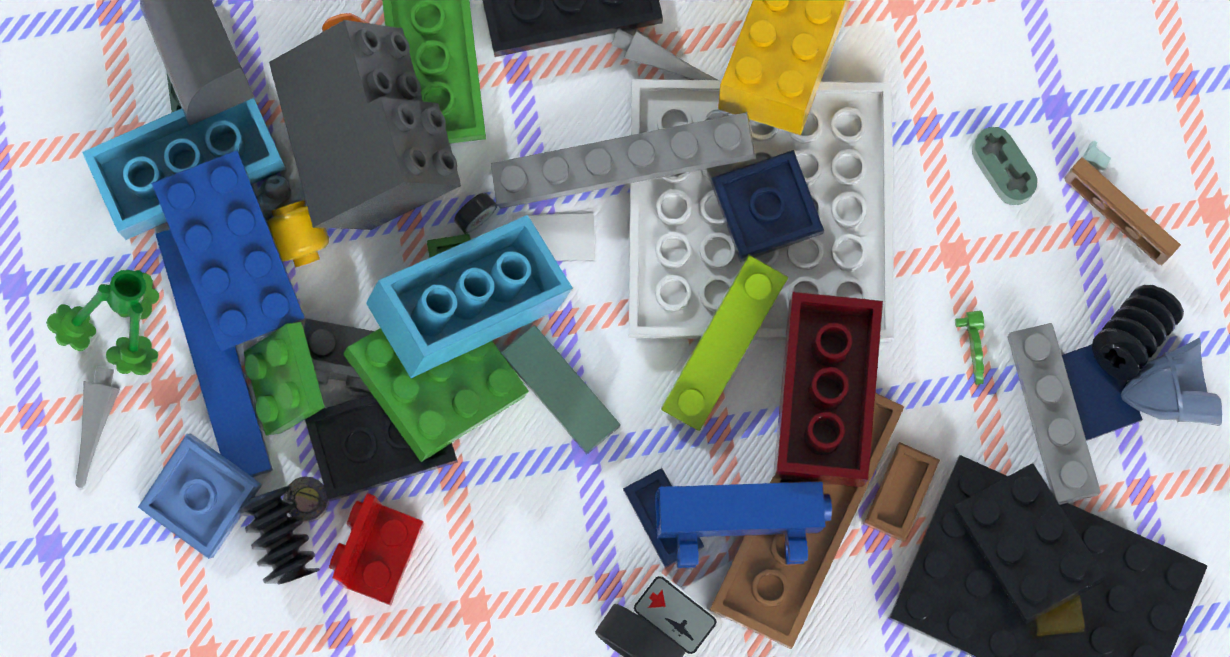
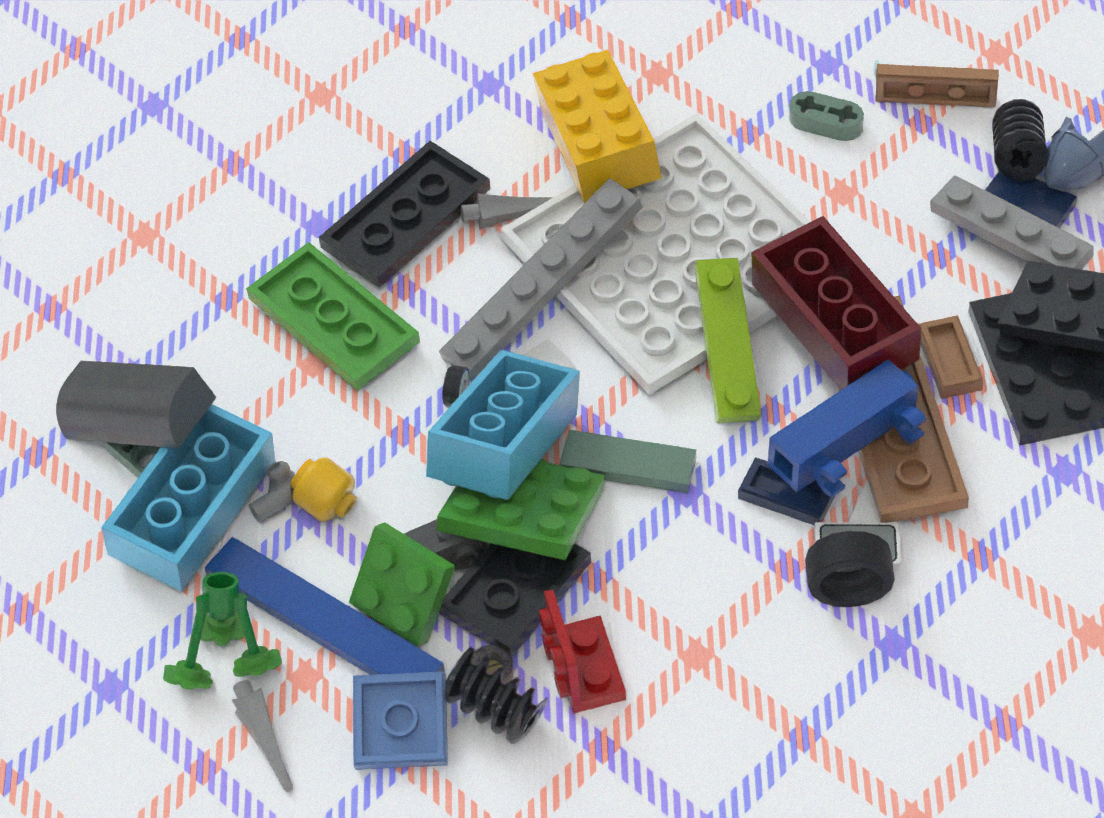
camera: 30 degrees left, 25 degrees down
(228, 250) = (280, 513): blue brick -> none
(361, 126) = (321, 367): dark grey piece -> none
(767, 205) = (676, 235): dark blue tile -> none
(974, 321) = (899, 221): bright green piece -> none

